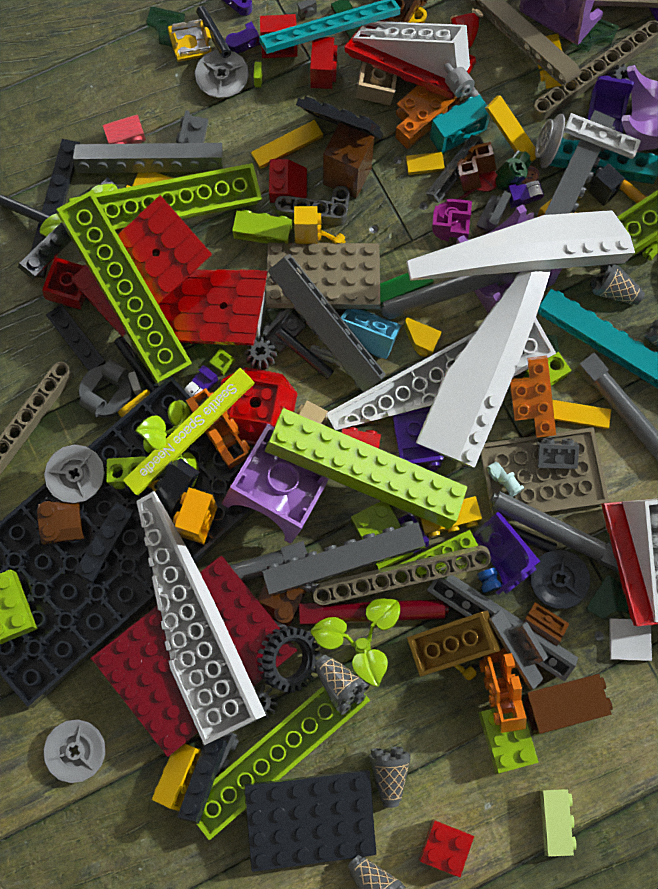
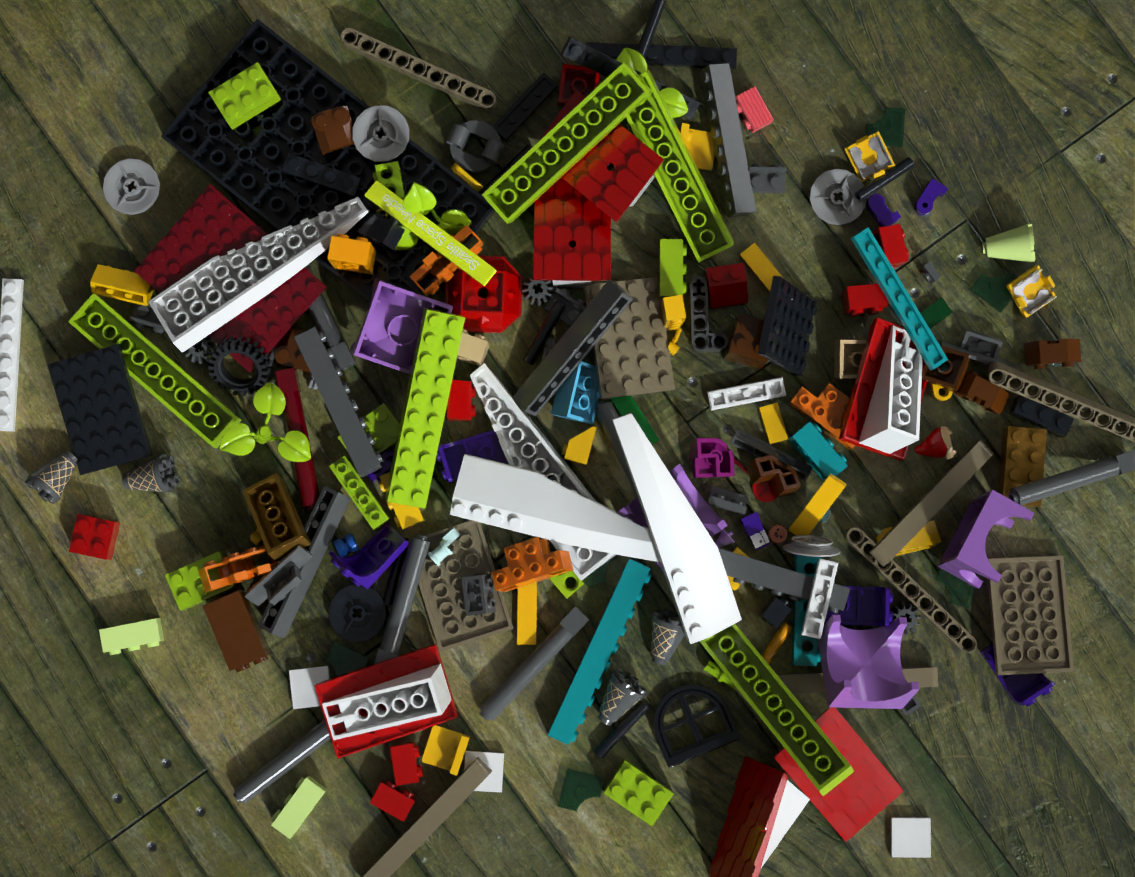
camera: 80 degrees right, 10 degrees up
(135, 383) = (487, 173): white tile -> none
(202, 380) = (496, 236): dark purple leg -> none
(202, 781) = (117, 306): black plate -> none
(222, 361) = (524, 253): lime tile -> none
(258, 74) = (843, 234): lime tile -> none
(340, 683) = (220, 415): dark grey cone -> none
(393, 181) = (746, 393): none -> white plate
(393, 581) = (337, 464): dark tan beam -> none
(460, 81) = (855, 444): light grey piece -> none
(513, 170) = (774, 515): dark green piece -> none
(546, 623) = (311, 603): reddish brown plate -> none

